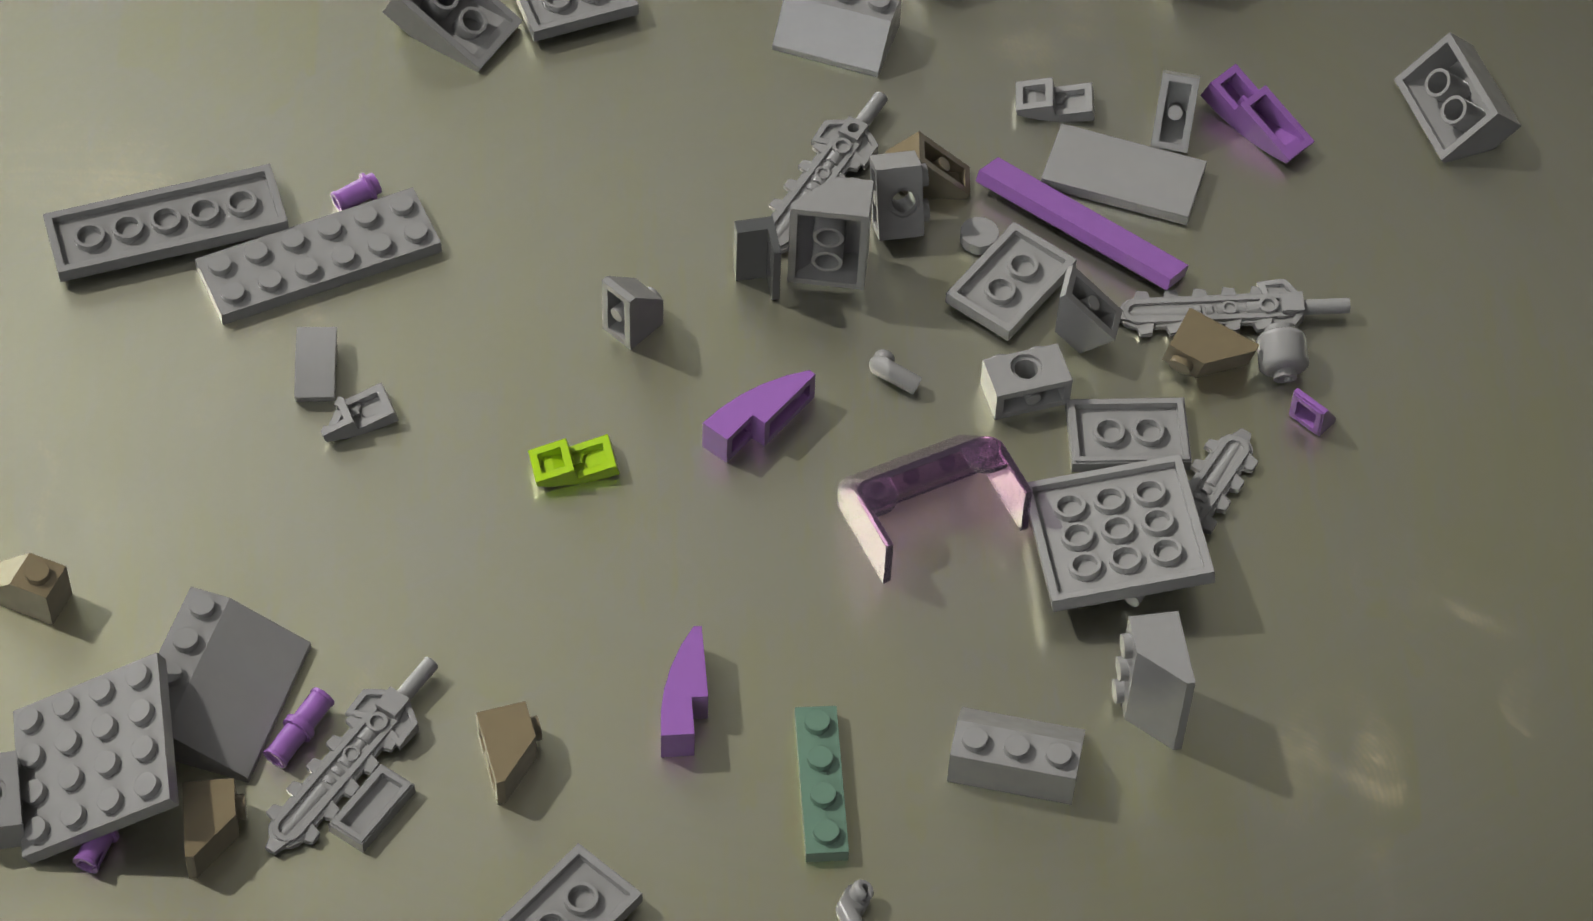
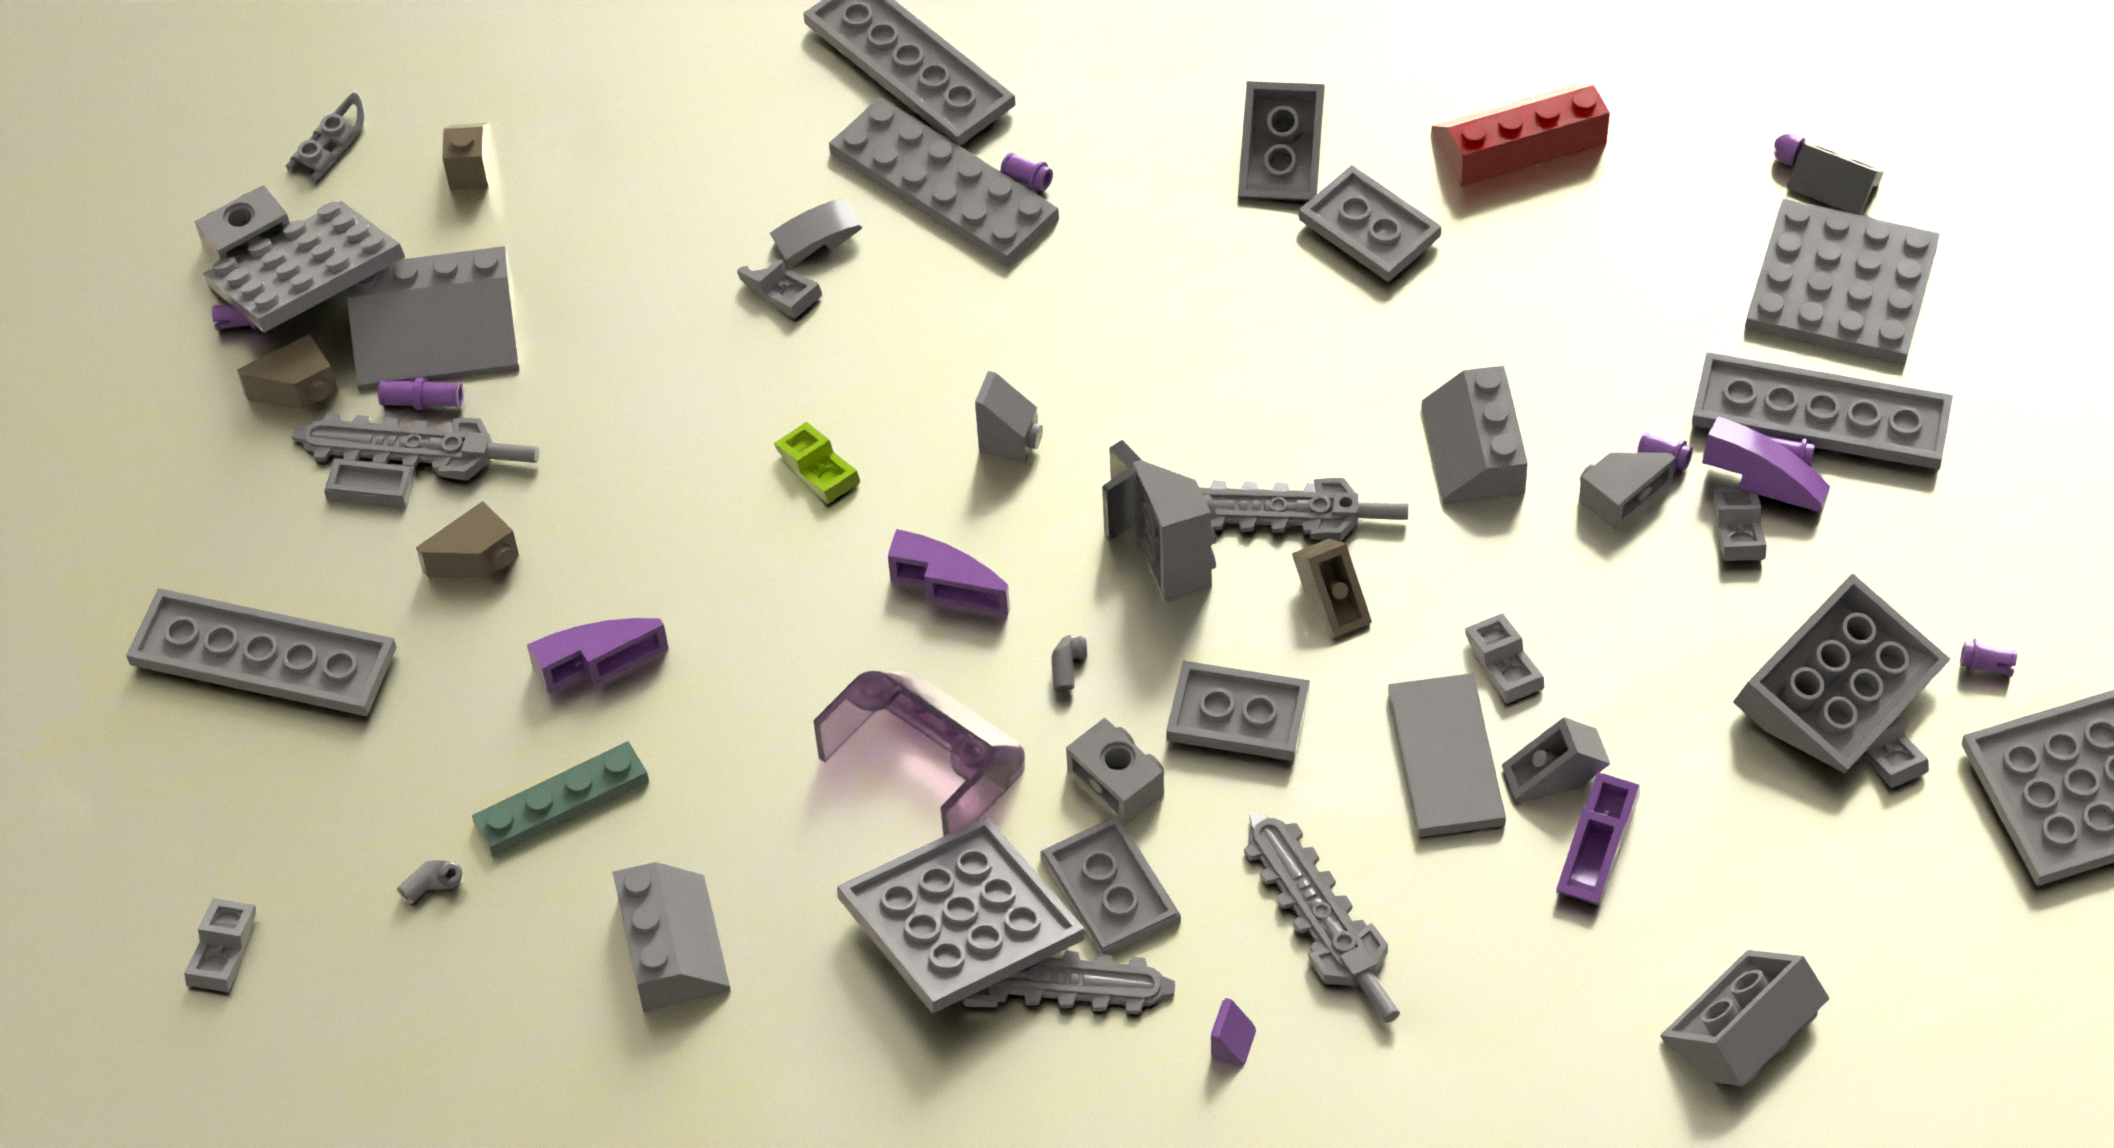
camera: 70 degrees right, 0 degrees up
(891, 175) = (1265, 564): light grey brick -> none
(978, 235) = (1285, 660): light grey tile -> none
(1082, 223) = (1352, 743): medium lavender tile -> none
(1085, 313) = (1213, 773): light grey slope -> none
(1155, 677) = (782, 1002): light grey slope -> none
(1207, 347) = (1247, 902): dark tan slope -> none
(1282, 352) = (1286, 976): light grey head -> none

